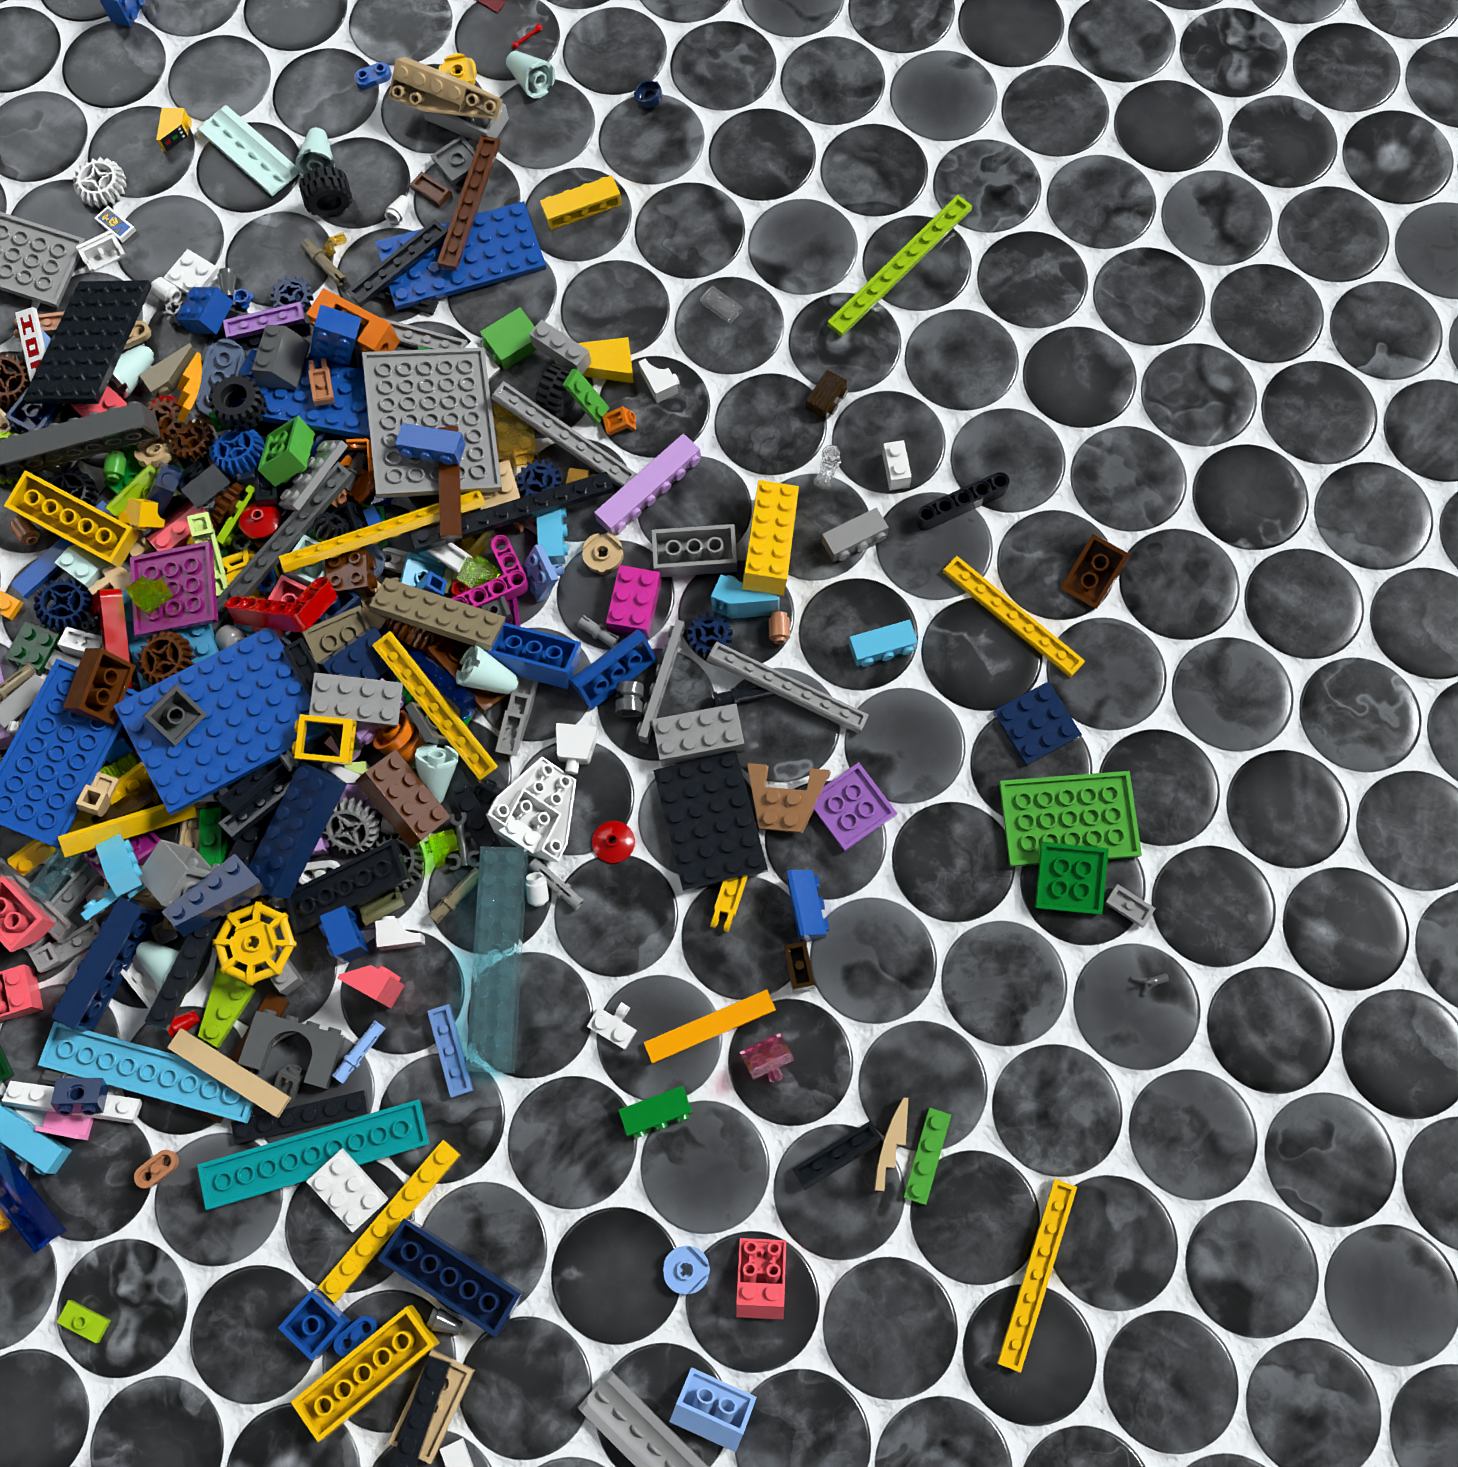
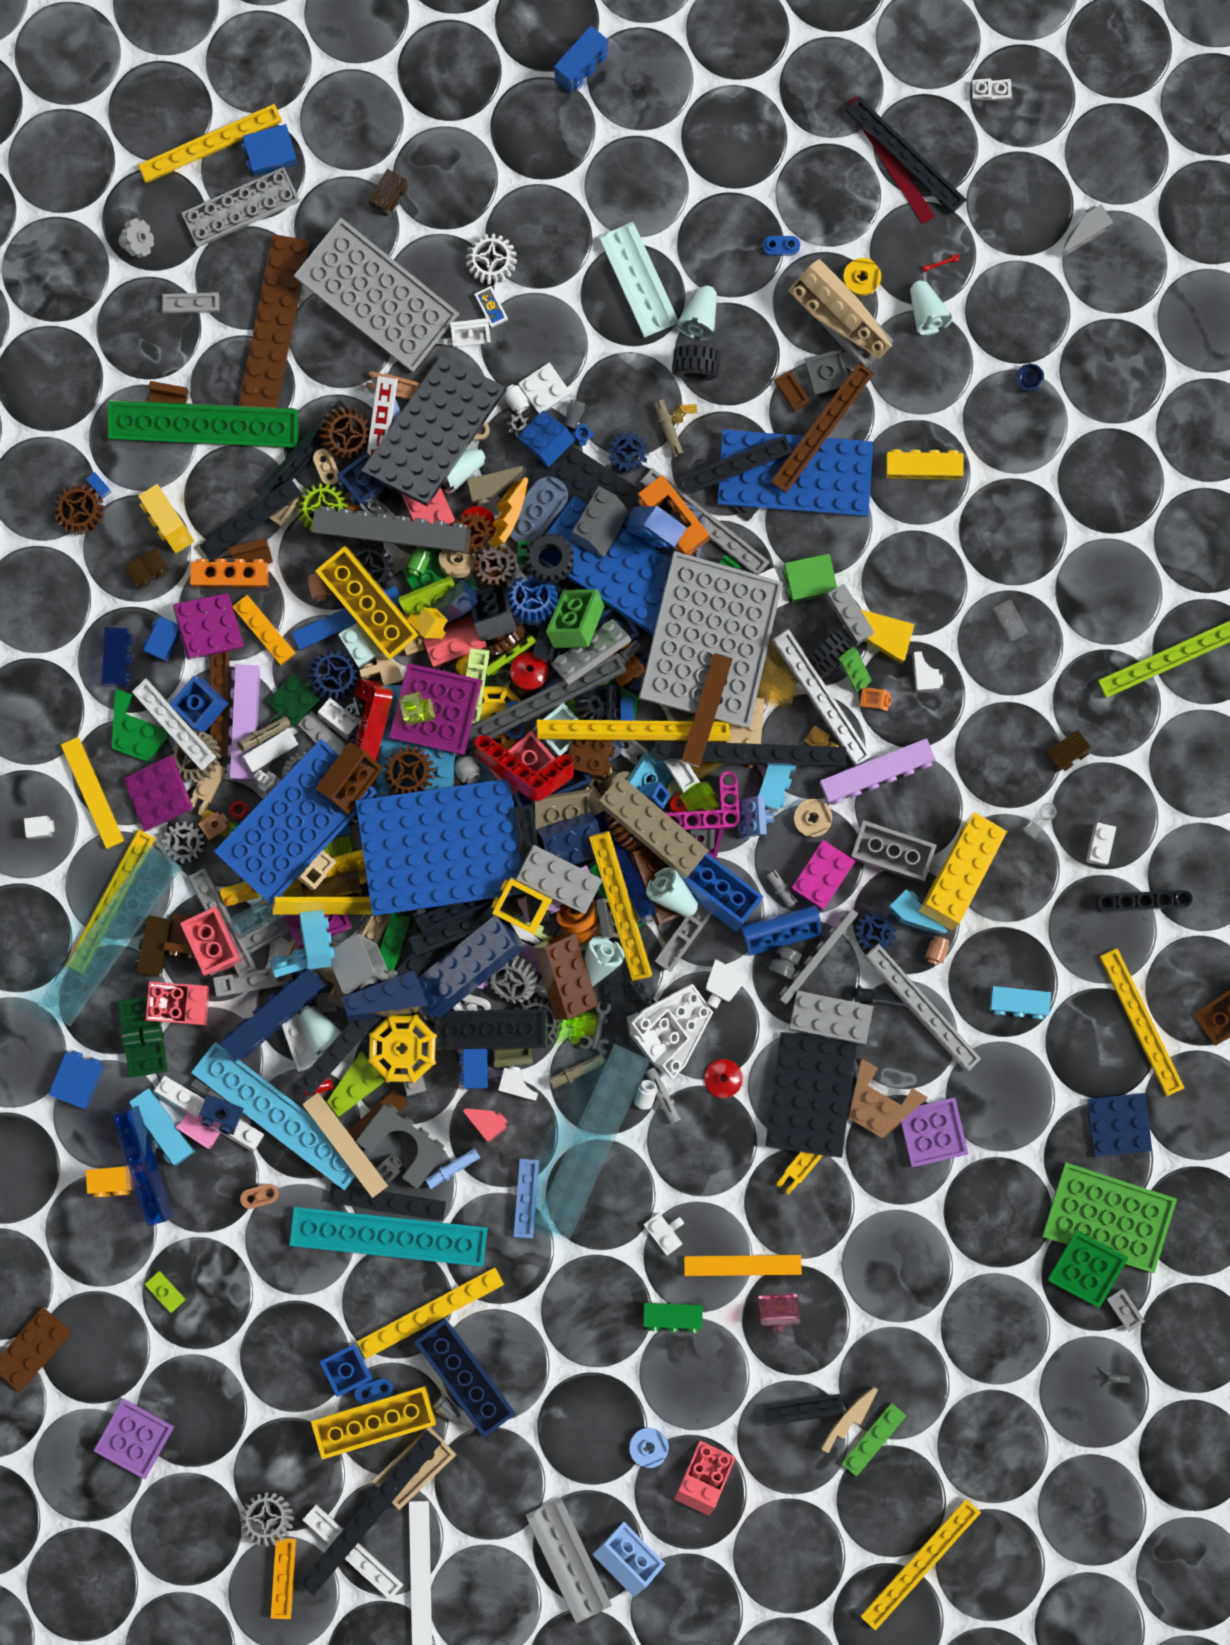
camera: 15 degrees right, 10 degrees up
(173, 127) = (577, 227): yellow slope -> none
(174, 715) = (406, 836): dark grey slope -> none
(255, 322) = (595, 472): medium lavender plate -> none
(288, 760) = (485, 909): dark grey bush -> none
(321, 383) = (627, 563): nougat hinge -> none
(347, 1190) = (406, 1276): white plate -> none
(350, 442) = (642, 662): orange piece -> none
(395, 212) = (753, 402): white cone -> none
(430, 444) = (703, 671): brick -> none
(545, 473) = (791, 727): dark blue gear -> none
(799, 966) = (834, 1249): dark brown brick -> none
(807, 905) = (861, 1200): blue slope -> none
(855, 535) = (1037, 894): light grey brick -> none

